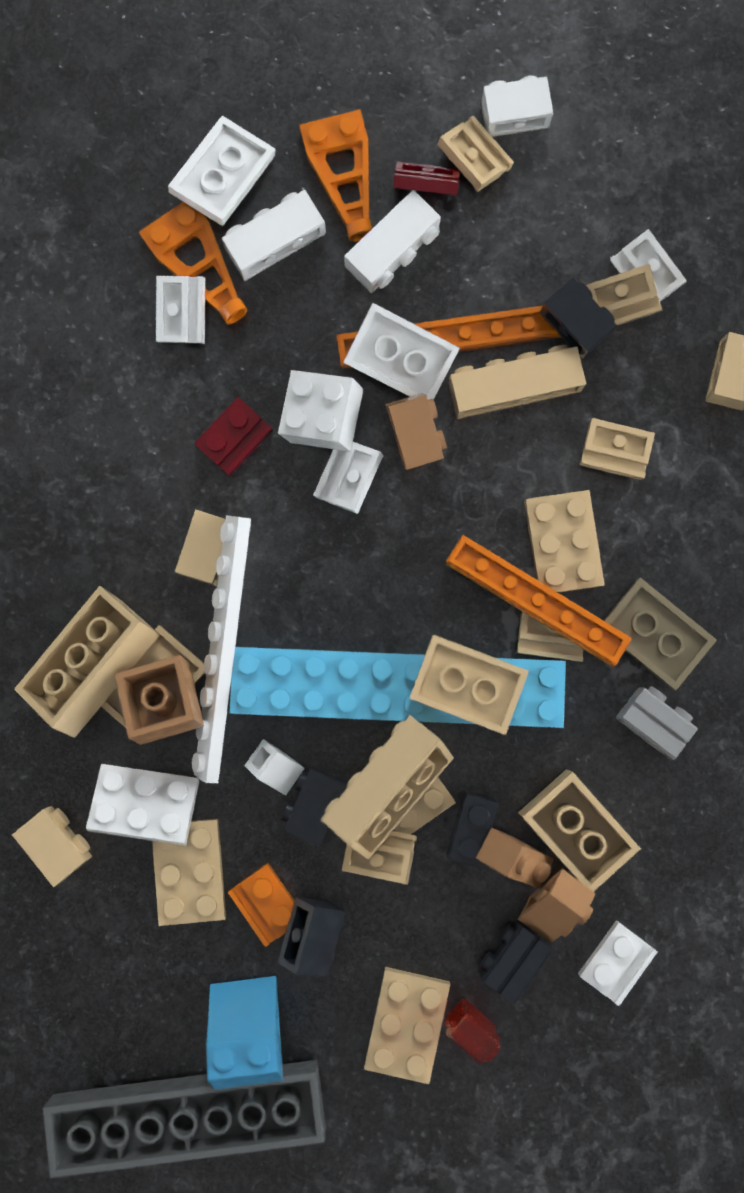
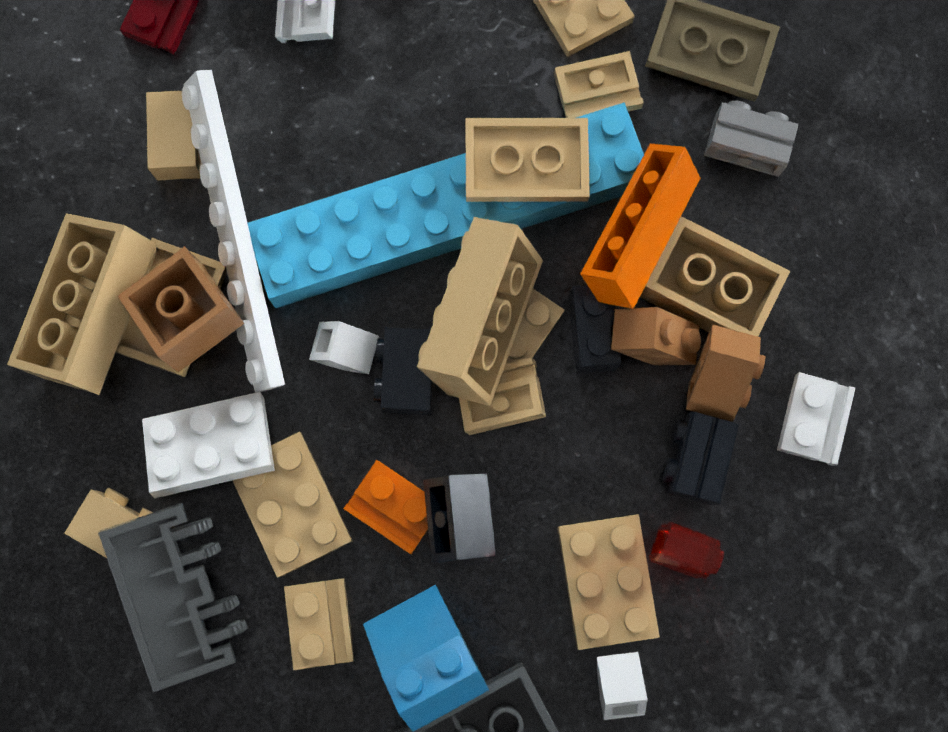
camera: 25 degrees left, 5 degrees down
(70, 915) = (165, 598): none -> dark grey hinge
(177, 971) = (319, 624): none -> tan plate
(385, 1109) = (621, 686): none -> white brick
(537, 771) = (641, 225): none -> orange brick
(538, 601) = (568, 54): orange tile -> none

